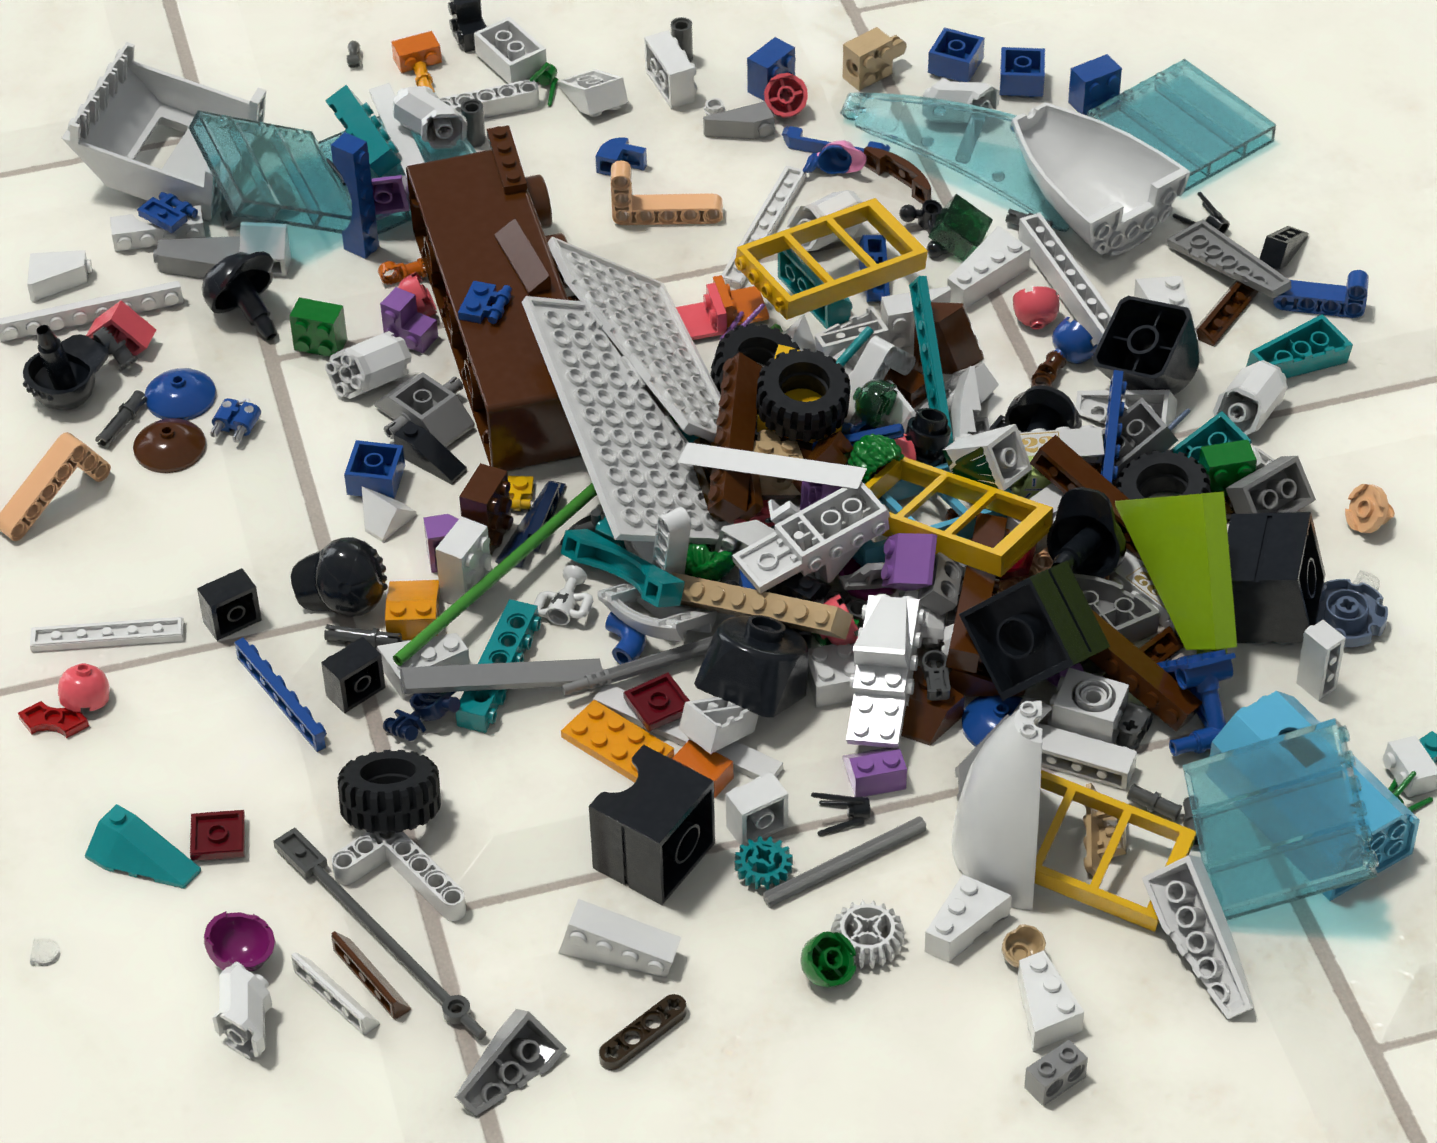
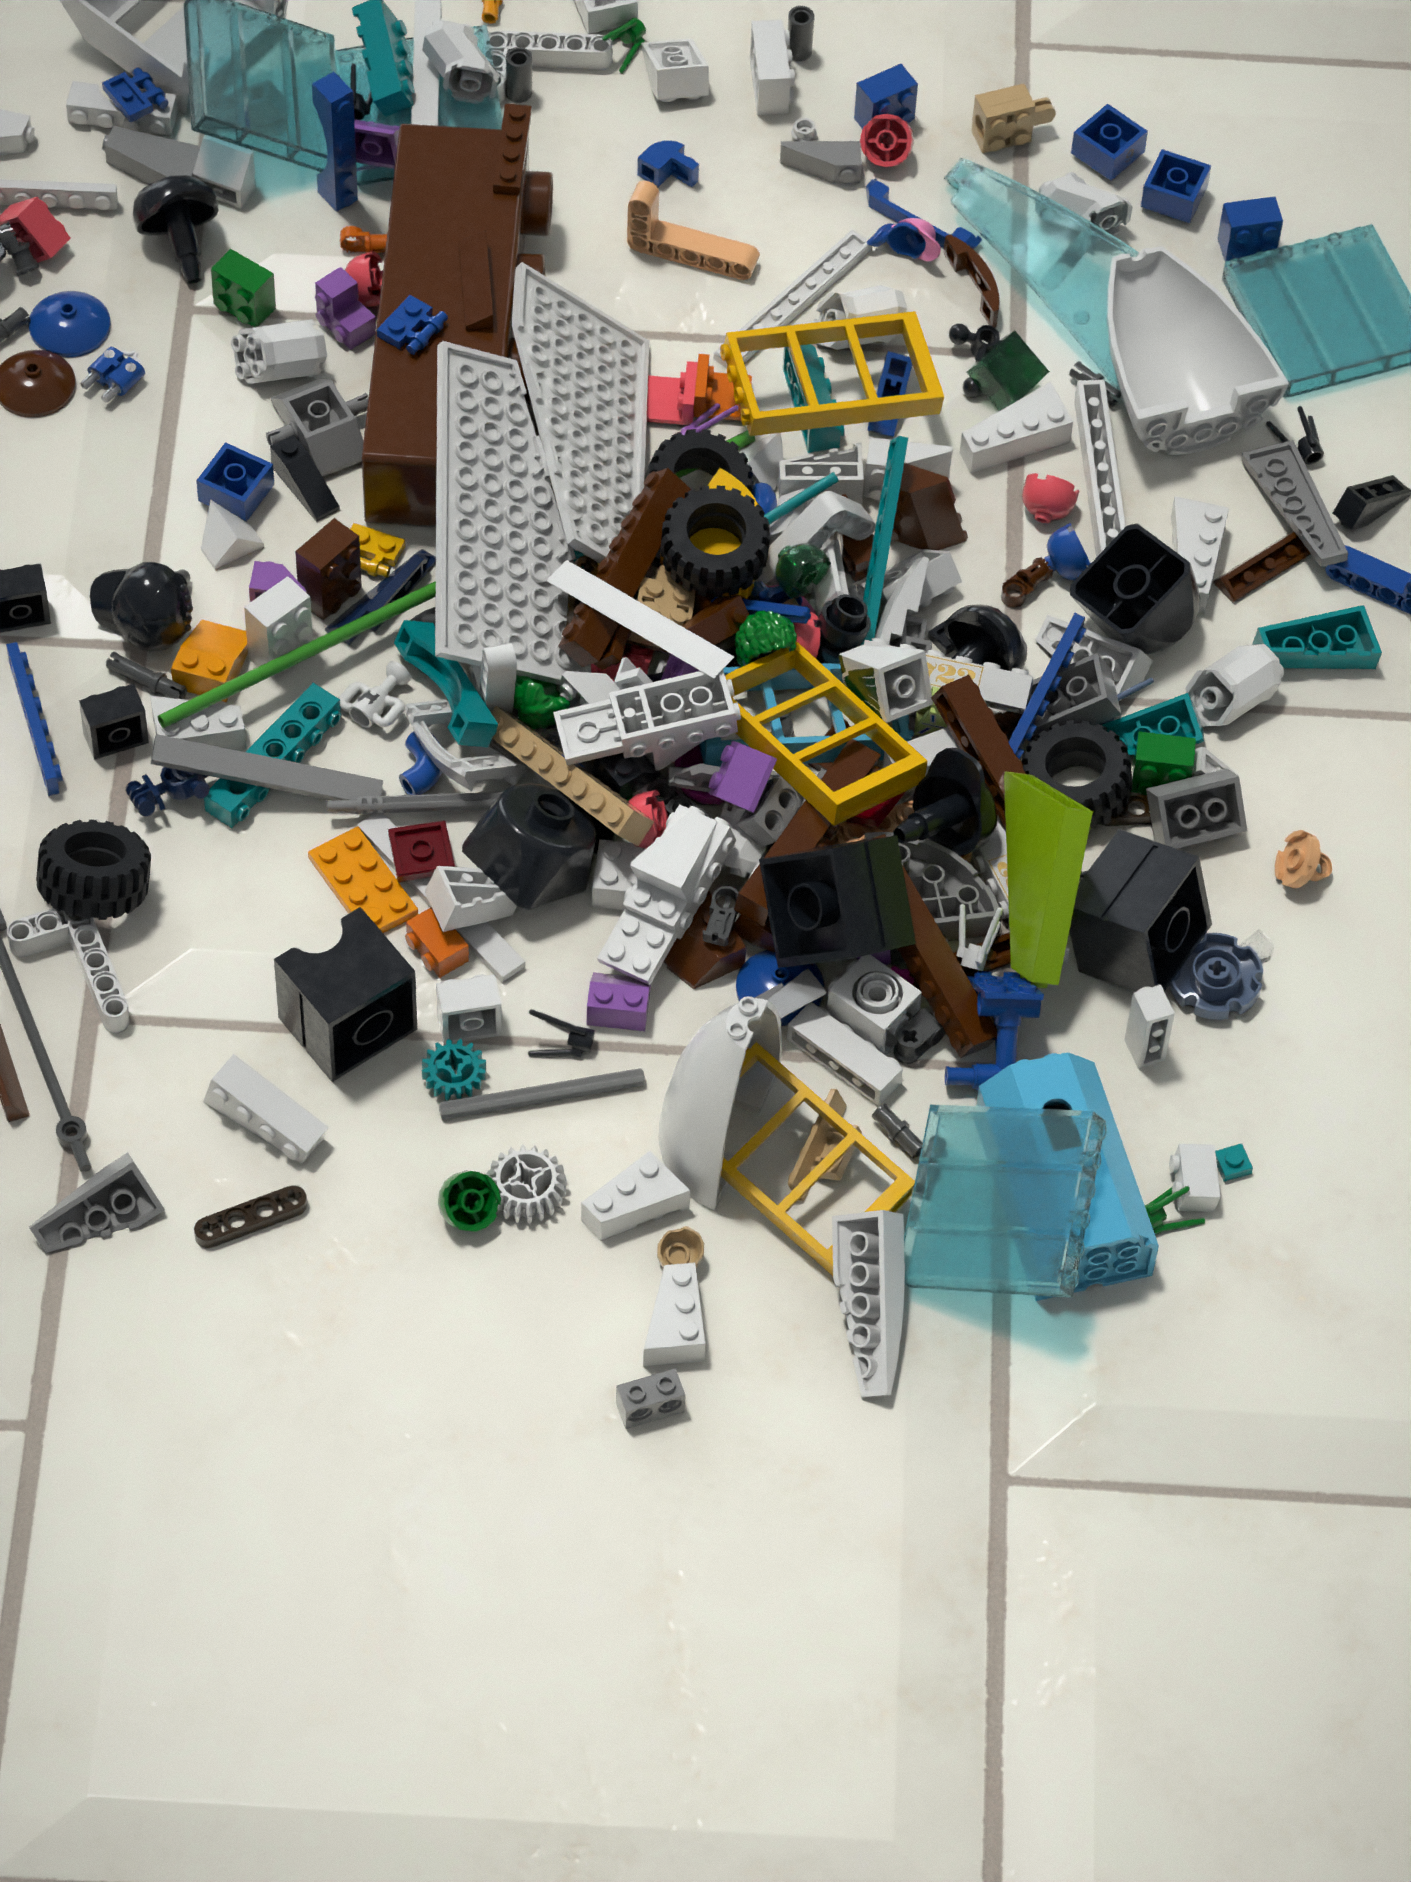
camera: 15 degrees right, 10 degrees up
(1151, 648) = (975, 955): none -> white plant

